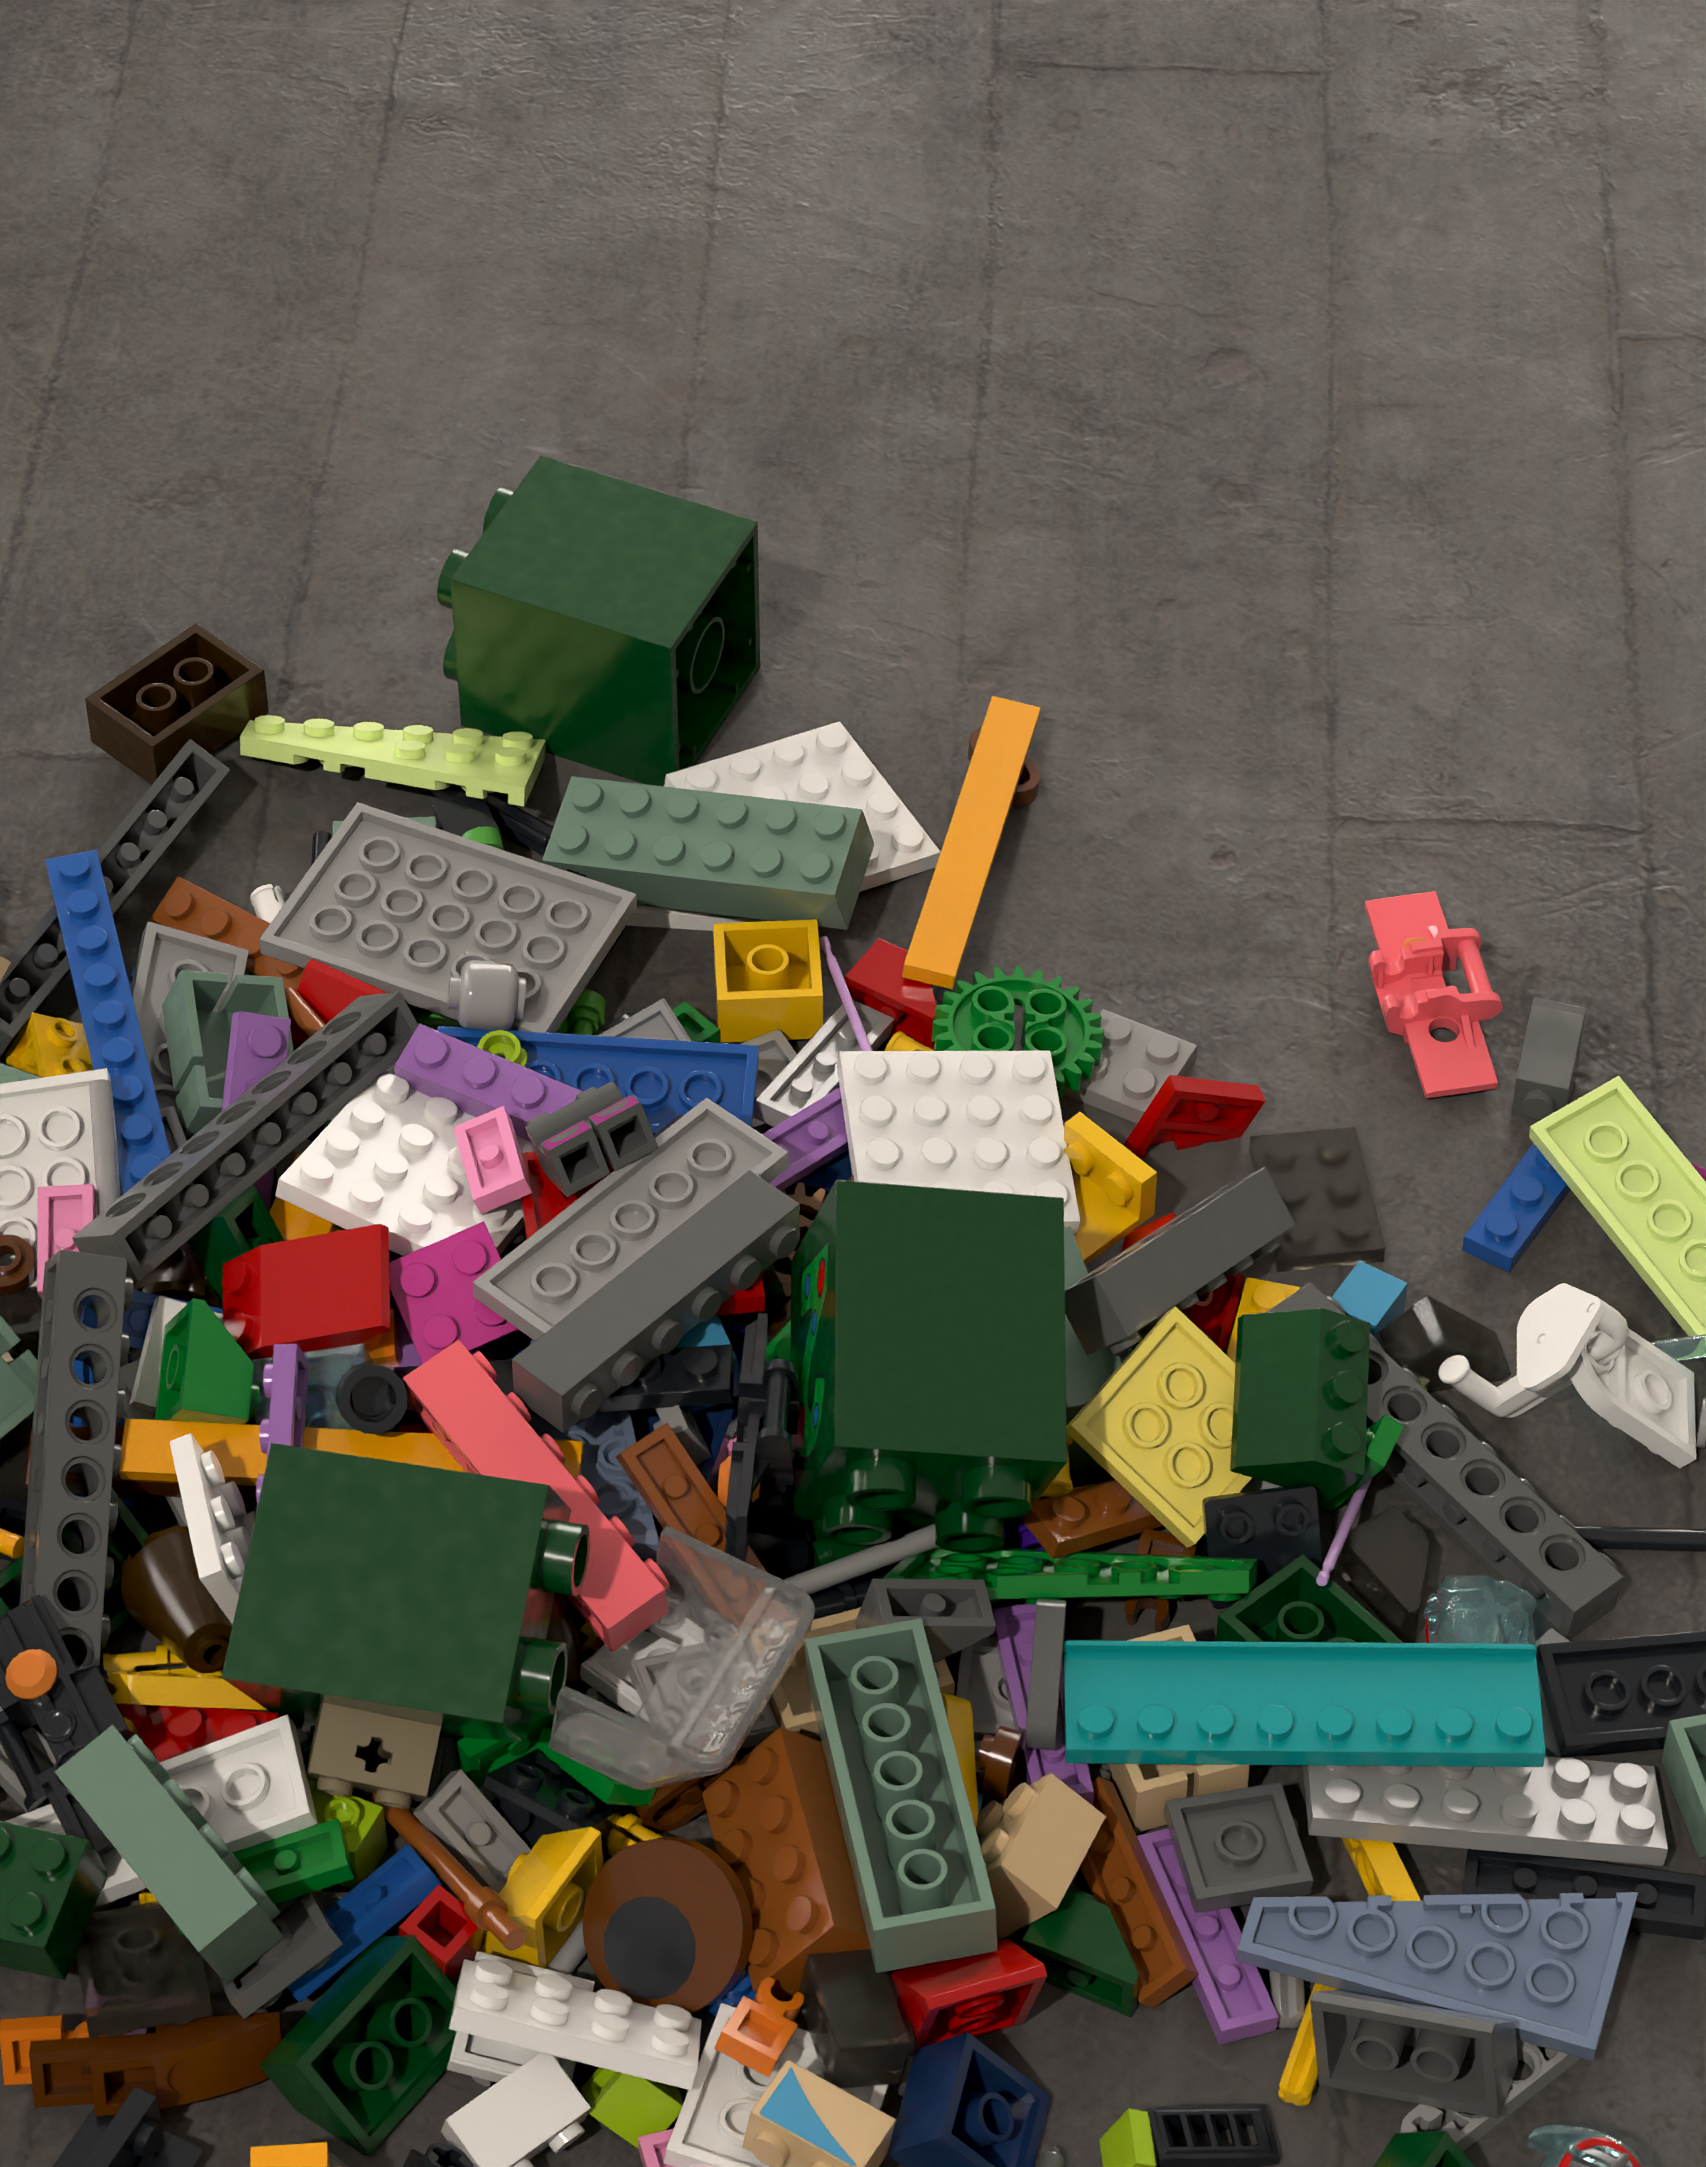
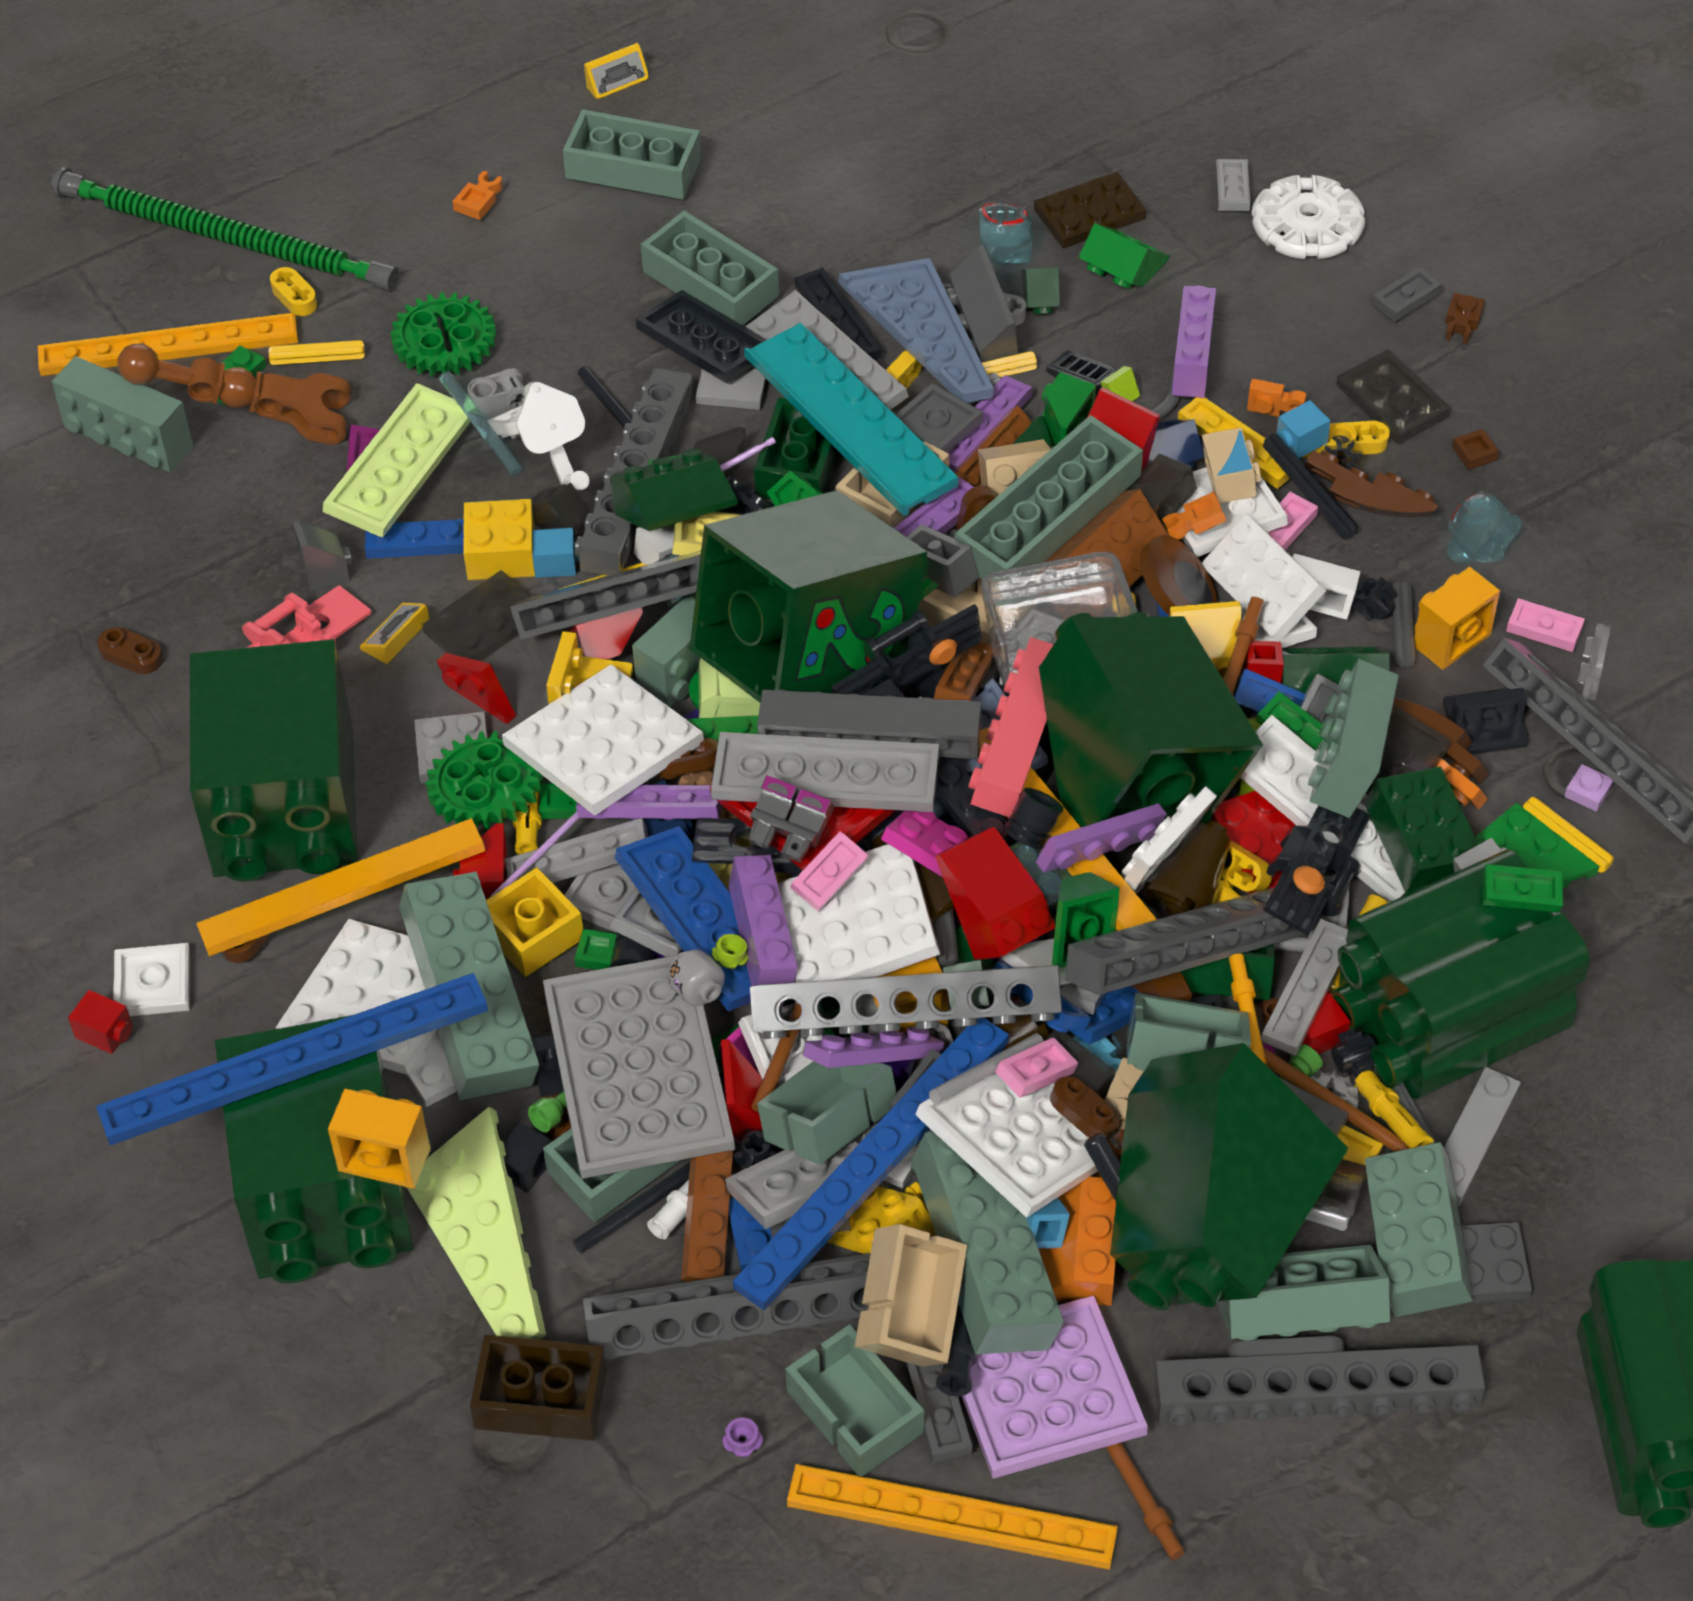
camera: 125 degrees left, 5 degrees up
(467, 538) = (379, 1138): none -> light orange brick
(655, 556) = (291, 1058): none -> blue plate
(987, 600) = (100, 1022): none -> red brick
(1018, 669) = (153, 979): none -> white tile
(1045, 1674) = (935, 506): dark grey beam -> none
(1102, 2006) = (1066, 405): none -> green slope
(1187, 820) = (272, 759): none -> dark green brick
(1370, 1103) = (396, 631): none -> yellow slope
(1442, 1251) = (498, 538): none -> yellow brick
(1479, 1612) = (734, 399): clear light blue piece -> none
(1556, 856) = (125, 649): none -> reddish brown plate

